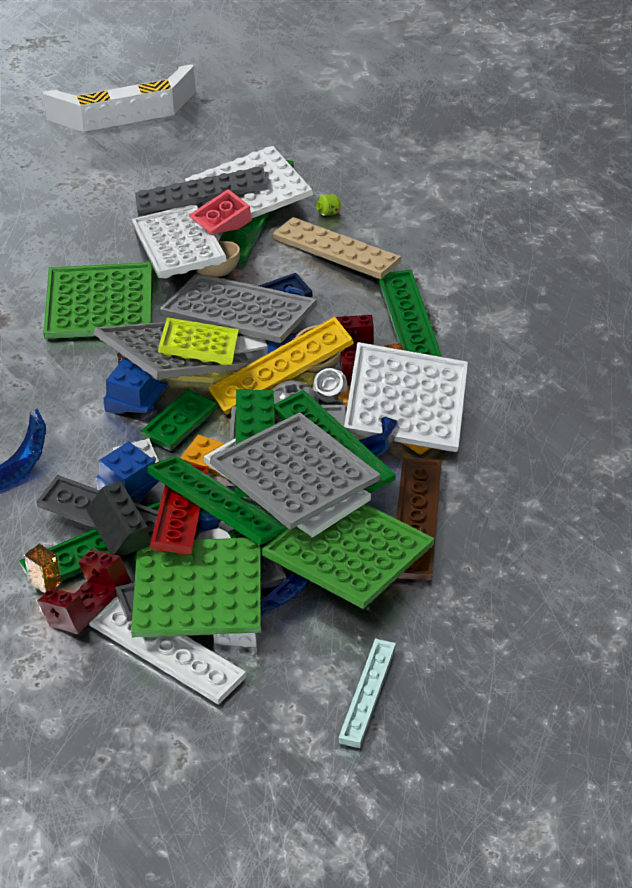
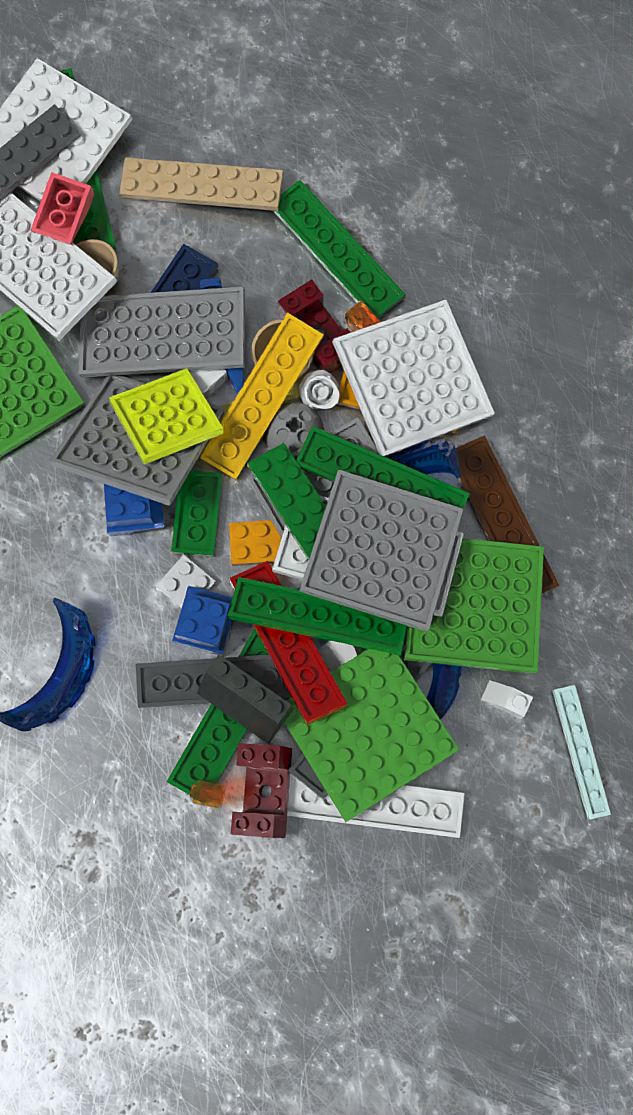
camera: 35 degrees left, 35 degrees up
(328, 204) = (153, 120): lime head -> none
(333, 631) = (506, 699): none -> white slope

